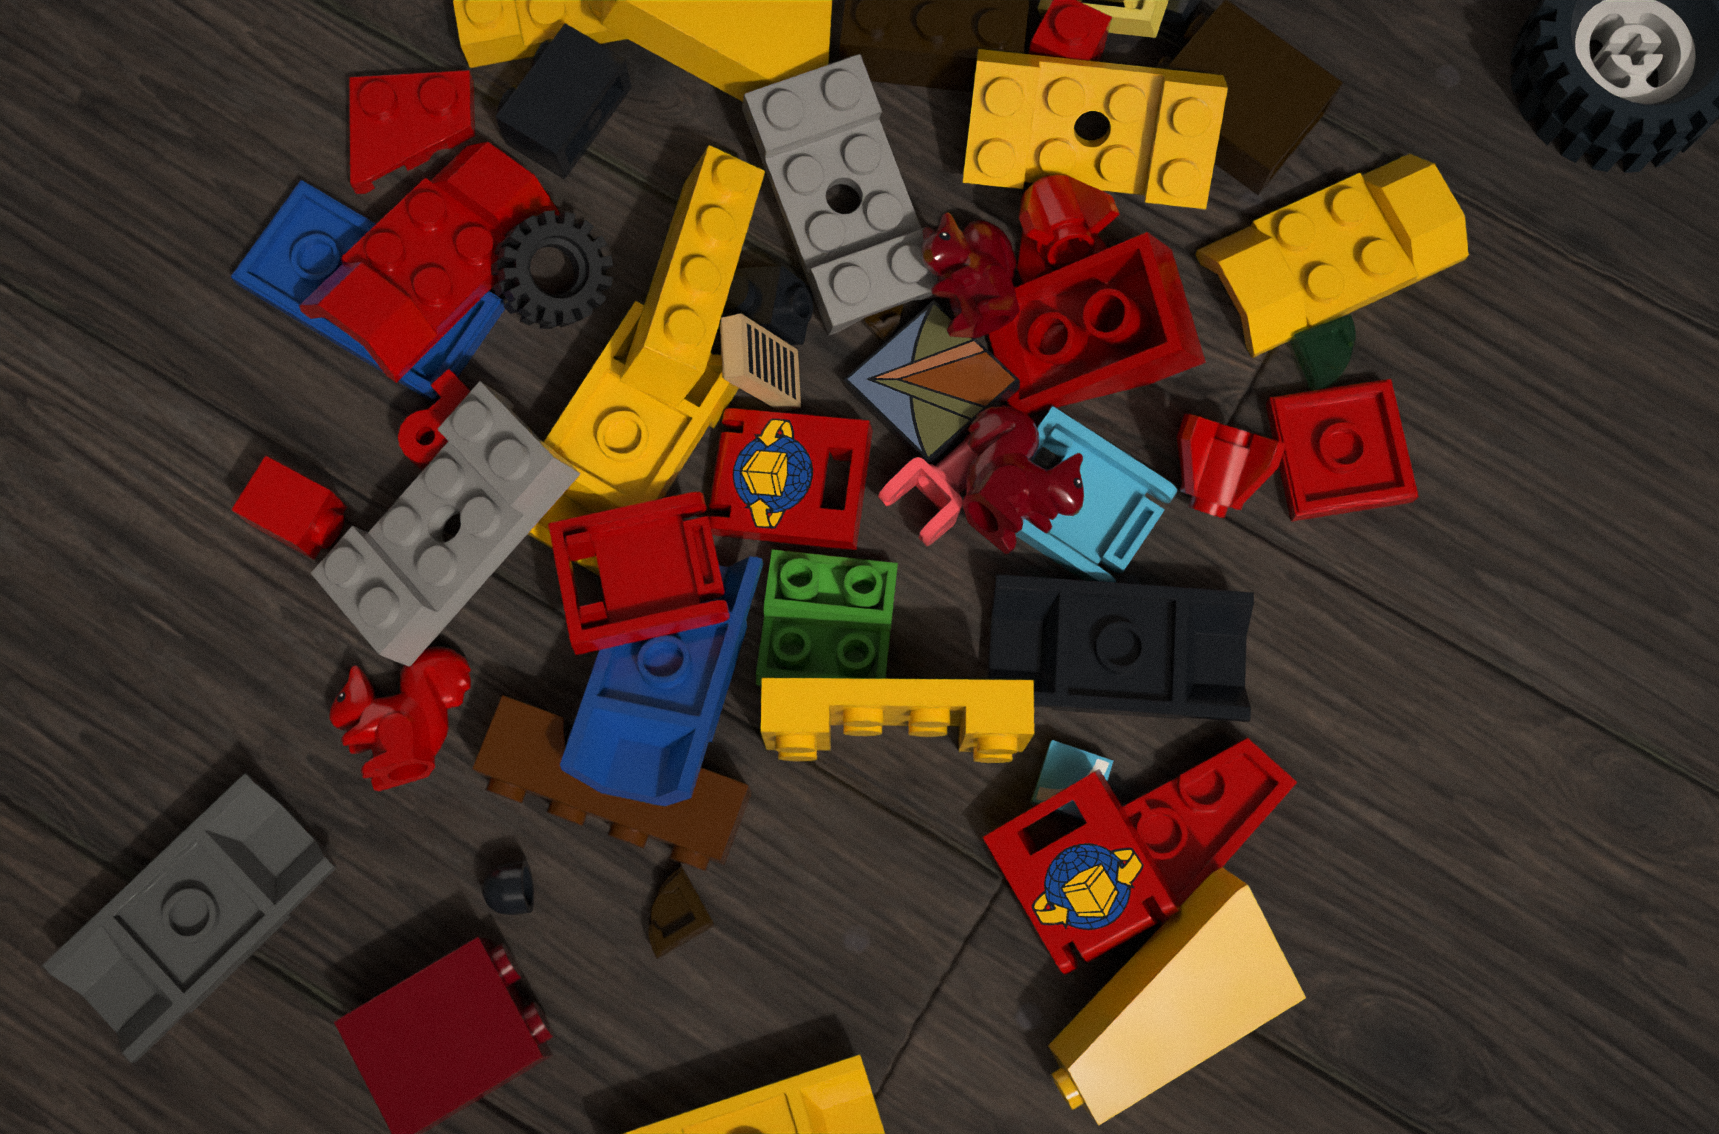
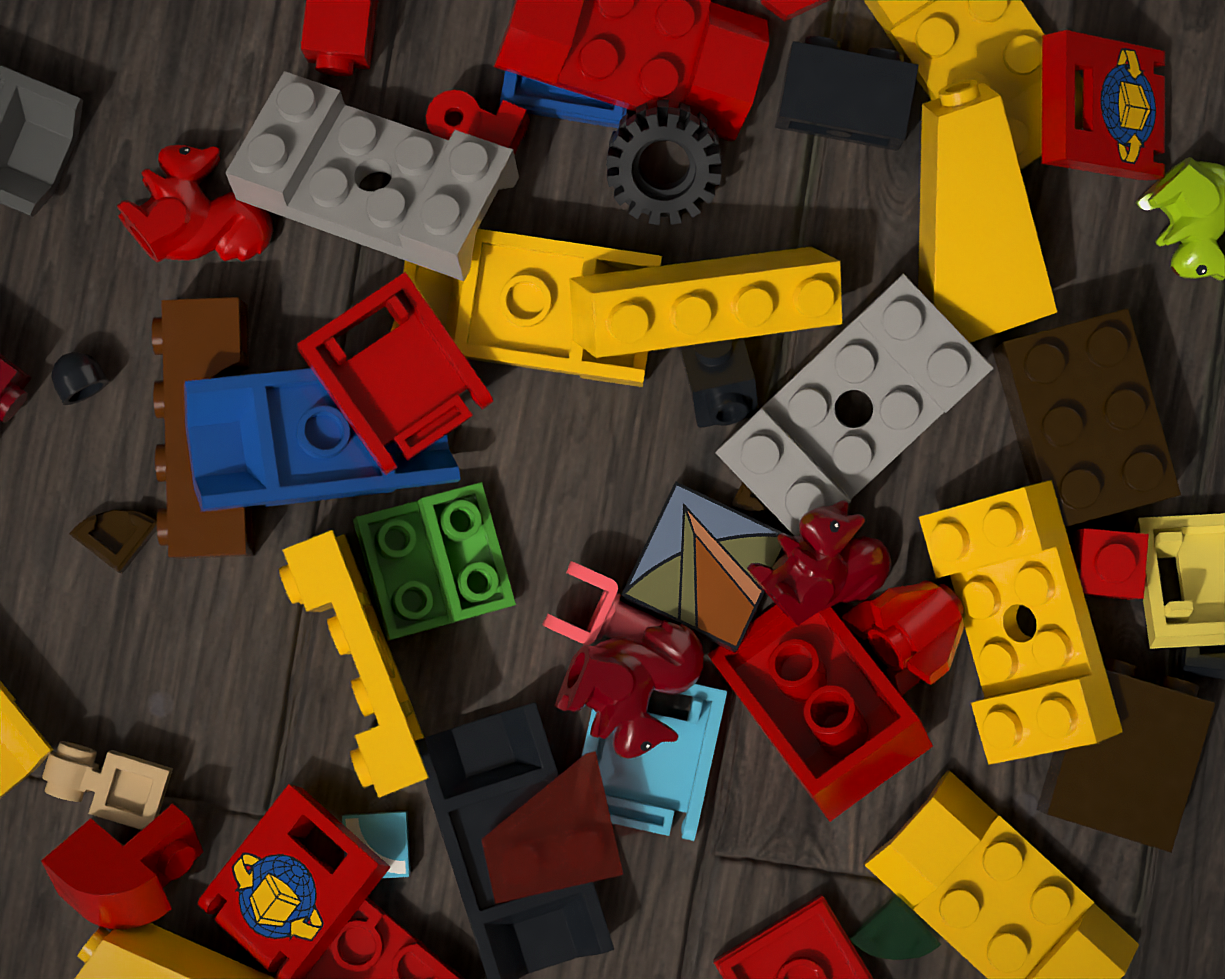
camera: 70 degrees right, 10 degrees up
(760, 363) = (647, 399): tan tile -> none
(777, 476) = (554, 459): red container -> none
(928, 1001) = (125, 788): none -> tan plate
(1015, 1038) = (118, 882): none -> red brick
(1131, 600) = (555, 837): none -> clear red wing
(1223, 464) = (733, 875): red brick -> none

